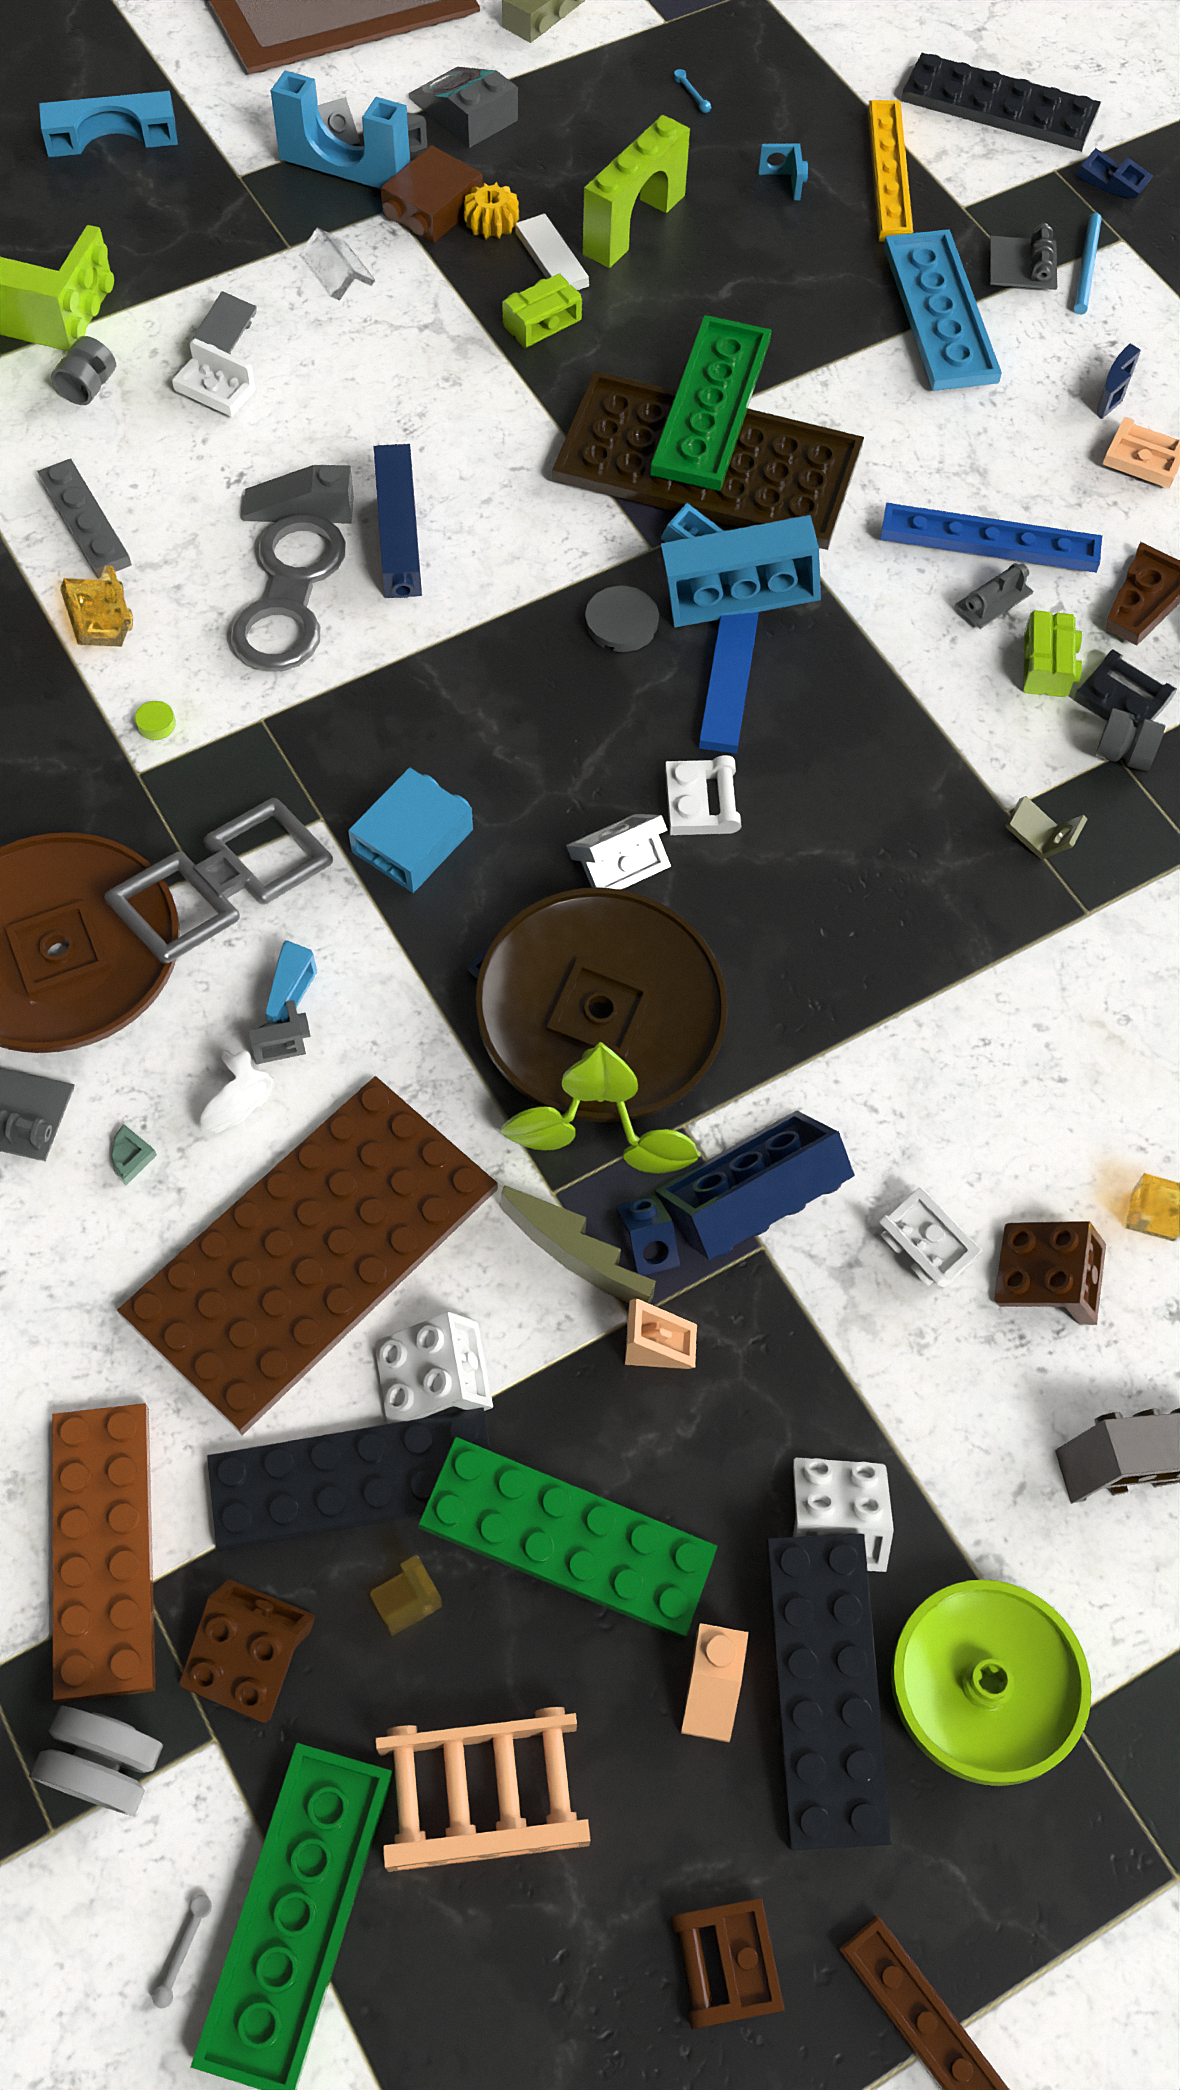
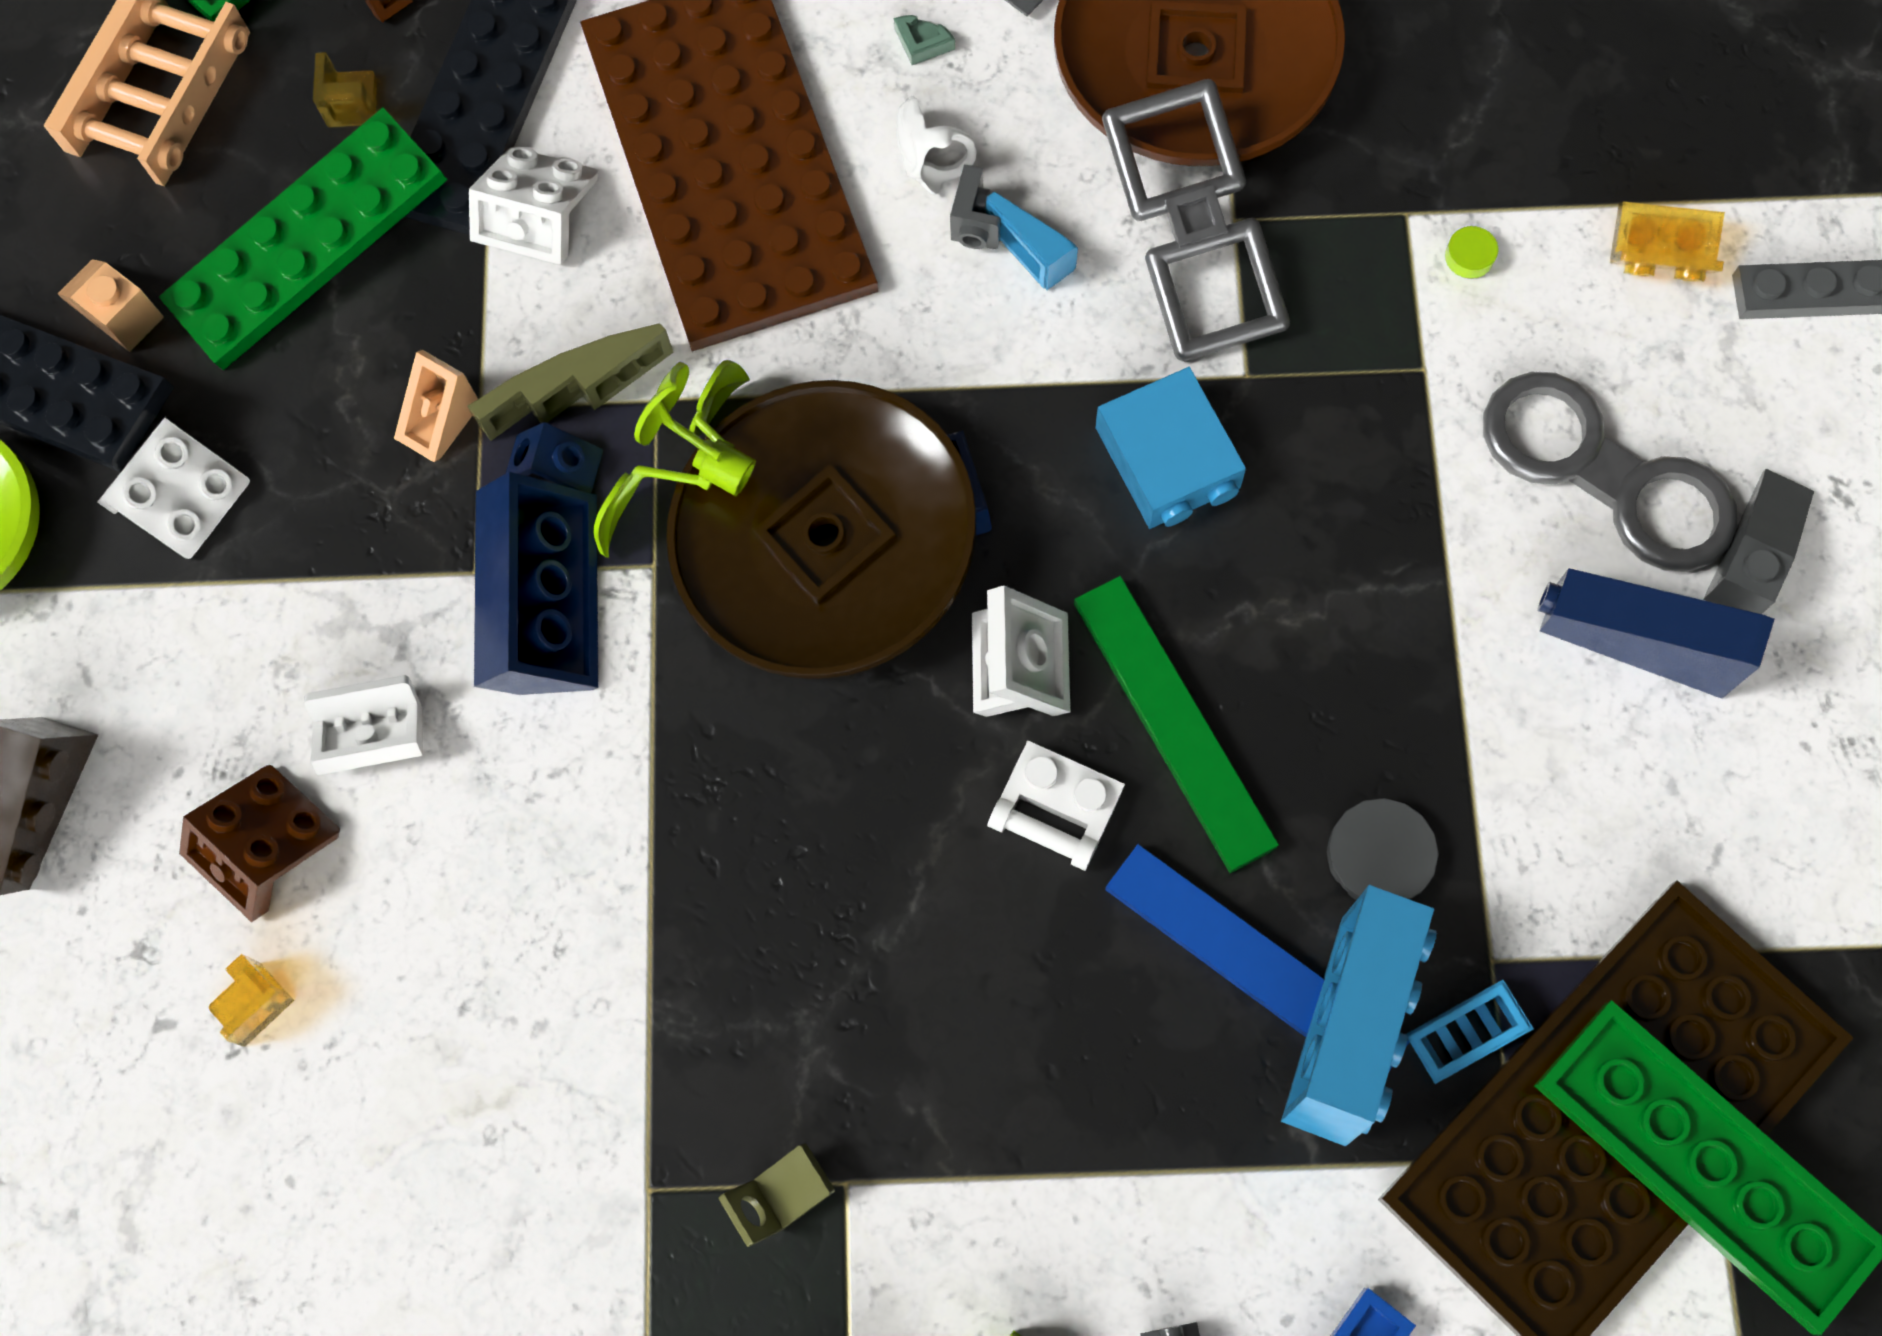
camera: 125 degrees right, 10 degrees up
(603, 758) = (1176, 725): none -> green tile

